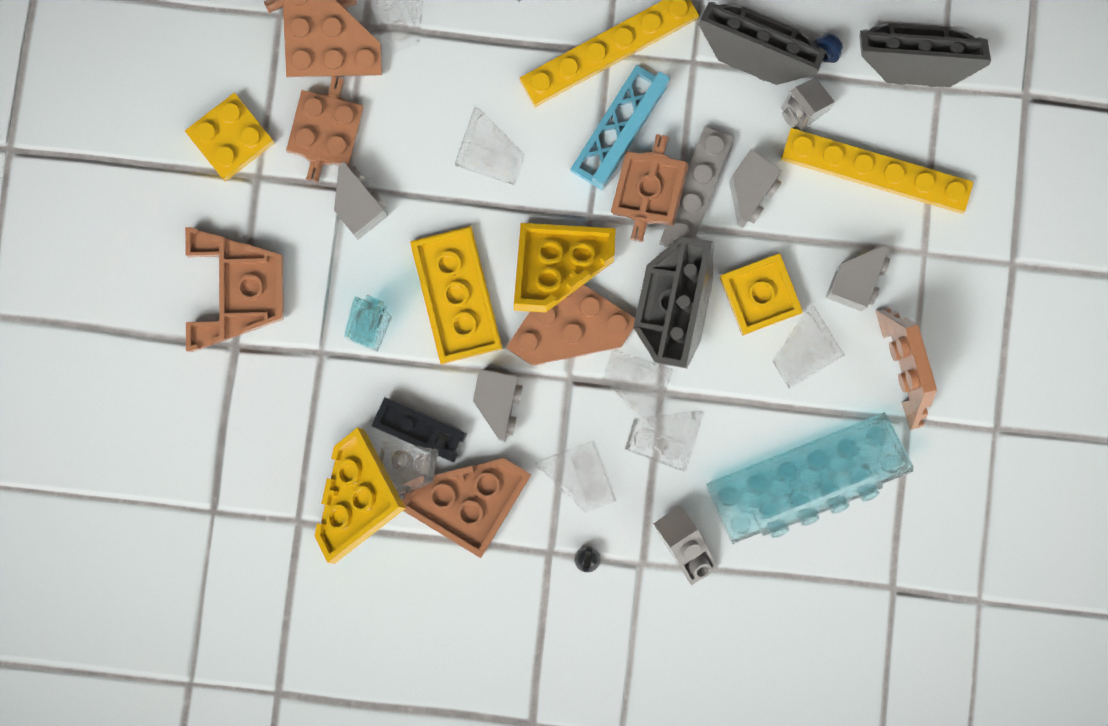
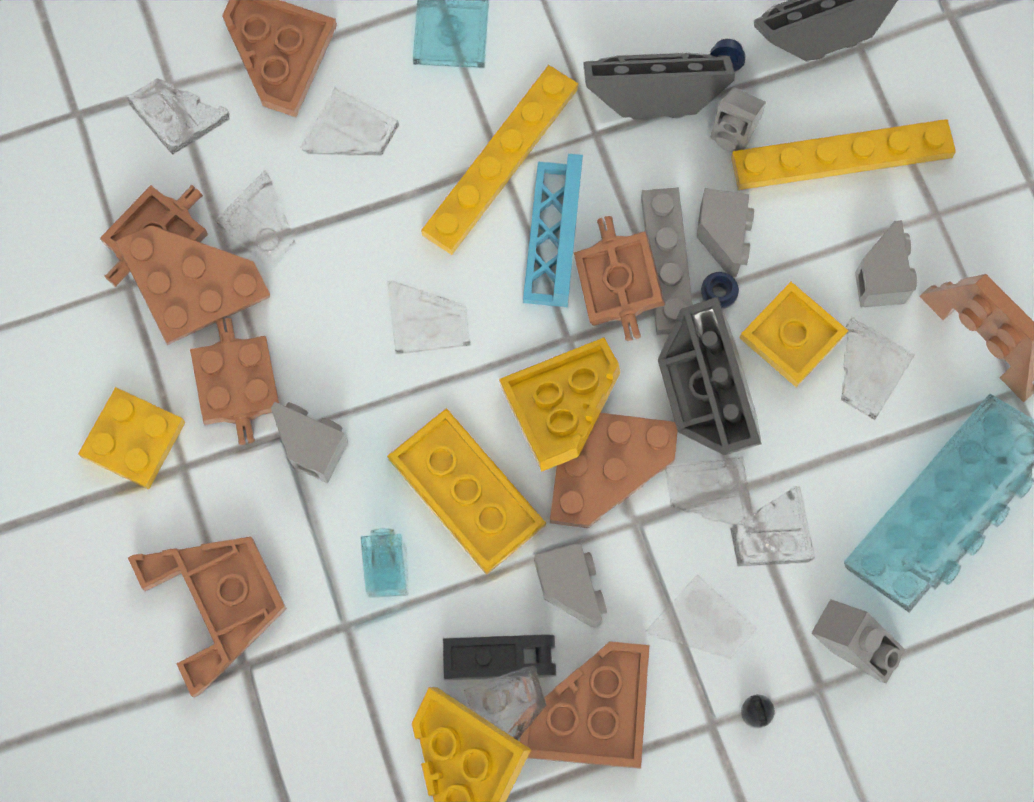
camera: 25 degrees left, 10 degrees down
(727, 224) = (722, 280): none -> dark blue plate

